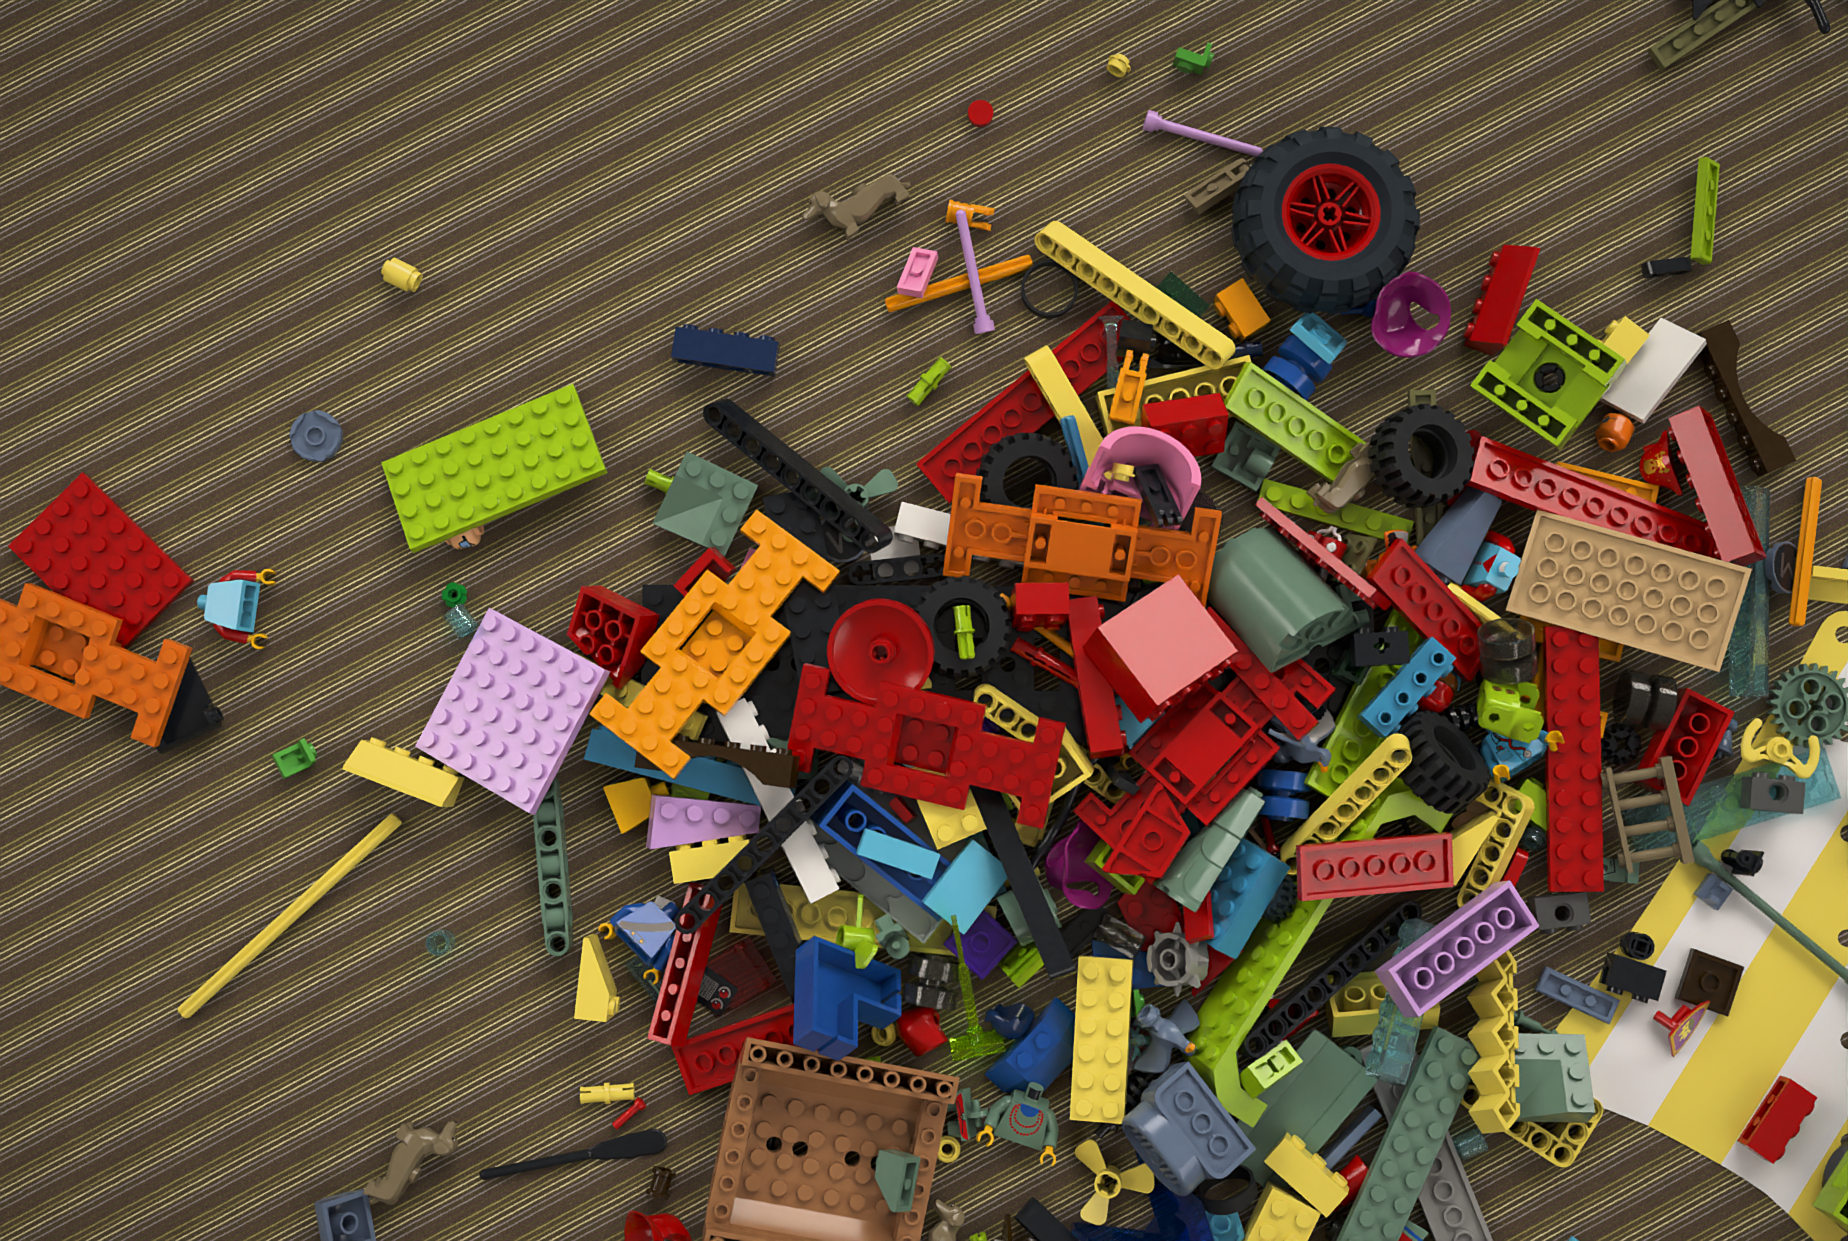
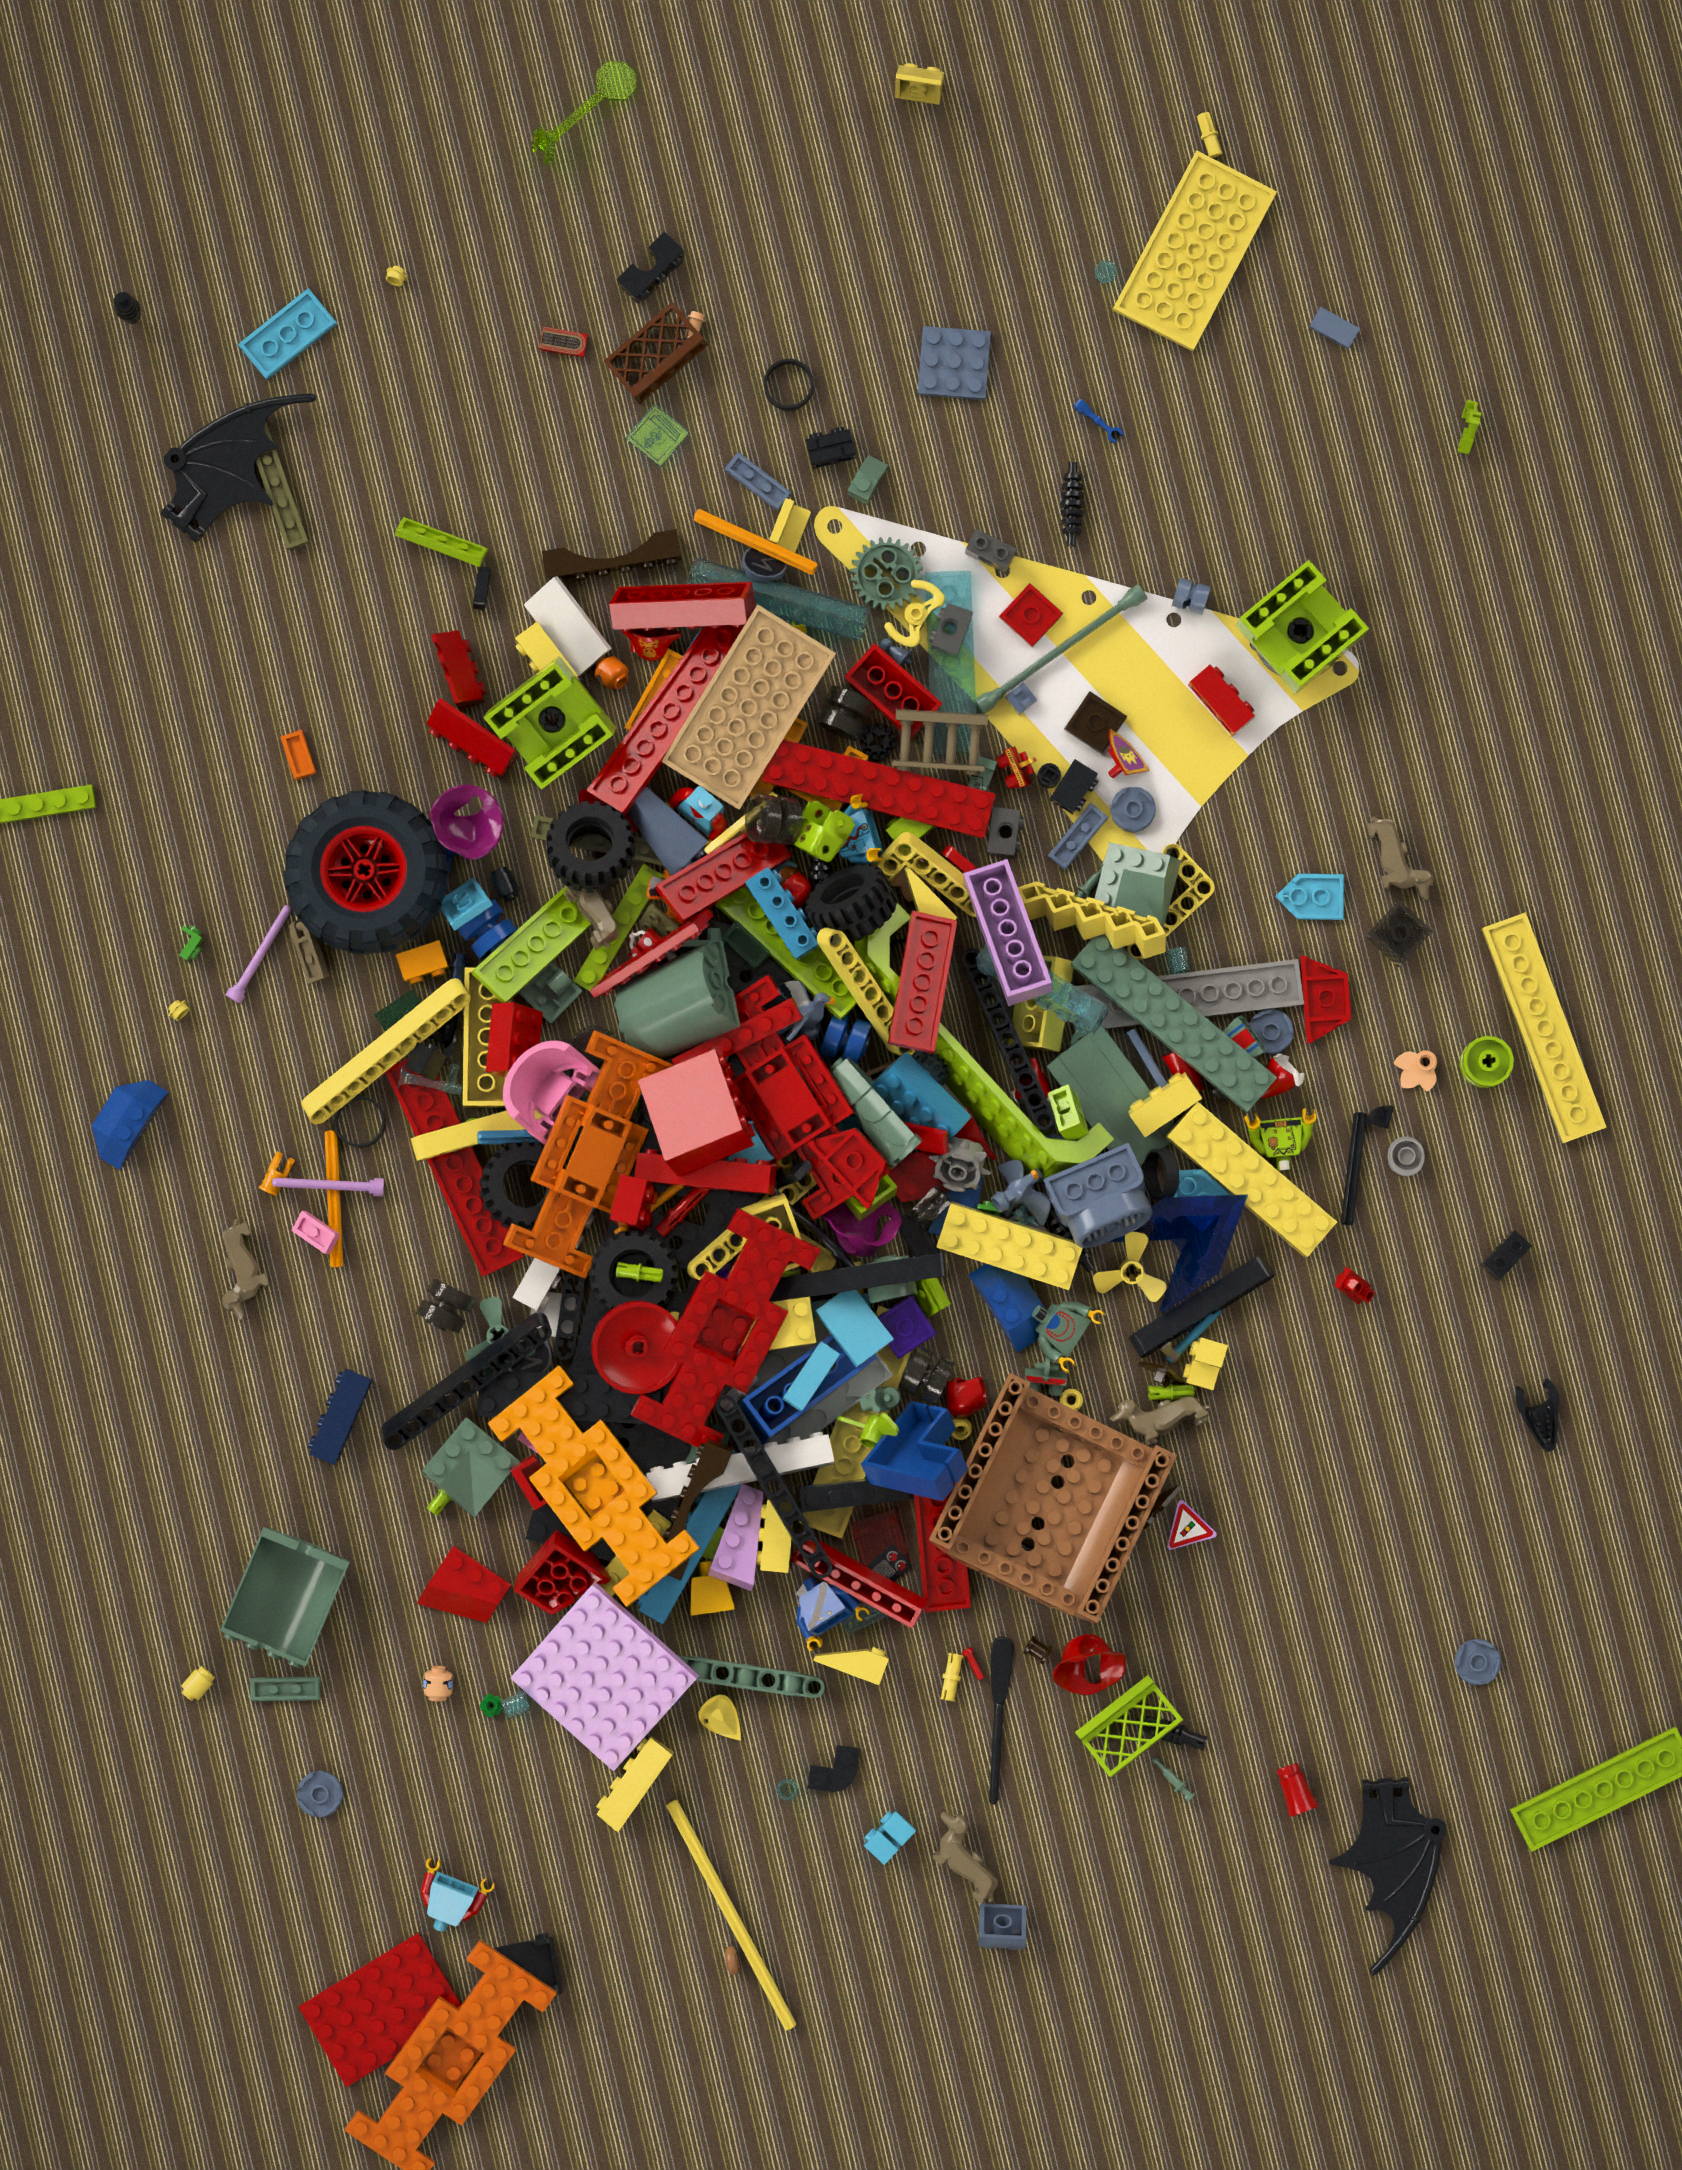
camera: 75 degrees left, 0 degrees up
(240, 929) = (732, 1960): none -> medium nougat piece
(295, 758) = (597, 1877): bright green bracket -> none
(416, 1068) = (889, 1836): none -> medium azure piece
(420, 370) = (285, 1688): none -> sand green tile
(470, 996) = (840, 1776): none -> black plate
(493, 468) = (391, 1644): lime plate -> none
(502, 848) = (721, 1716): none -> light yellow piece
(514, 339) = (284, 1596): none -> sand green cylinder
(576, 534) = (465, 1587): none -> red wedge
(866, 431) = (443, 1312): none -> clear smoke wheel
(897, 1178) = (1080, 1446): sand green slope -> none
(903, 810) = (776, 1363): red tile -> none
(928, 381) = (413, 1247): lime pin -> none
(976, 1041) = (988, 1351): clear neon green piece -> none
(980, 113) = (188, 1141): red tile -> none
(986, 41) = (126, 1119): none -> blue wedge
(1010, 1021) = (978, 1318): dark blue hair -> none
(1122, 471) = (538, 1104): light yellow plate -> none
(1128, 391) = (469, 1079): light orange hinge -> none
(1157, 496) = (566, 1081): black hinge -> none
(1272, 847) = (889, 1059): red piece -> none
(1350, 376) = (504, 884): none -> black brick
(1394, 652) = (744, 943): black brick -> none
(1428, 120) = (298, 755): none -> orange tile
(1534, 838) = (937, 837): clear light blue plate -> none
(1575, 262) = (459, 669): none -> red wedge
(1624, 1049) = (1133, 809): none -> sand blue tile
(1644, 898) = (1011, 758): none -> red hips
(1743, 862) = (1000, 669): black hinge -> none
(1809, 878) = (1030, 615): none -> red tile

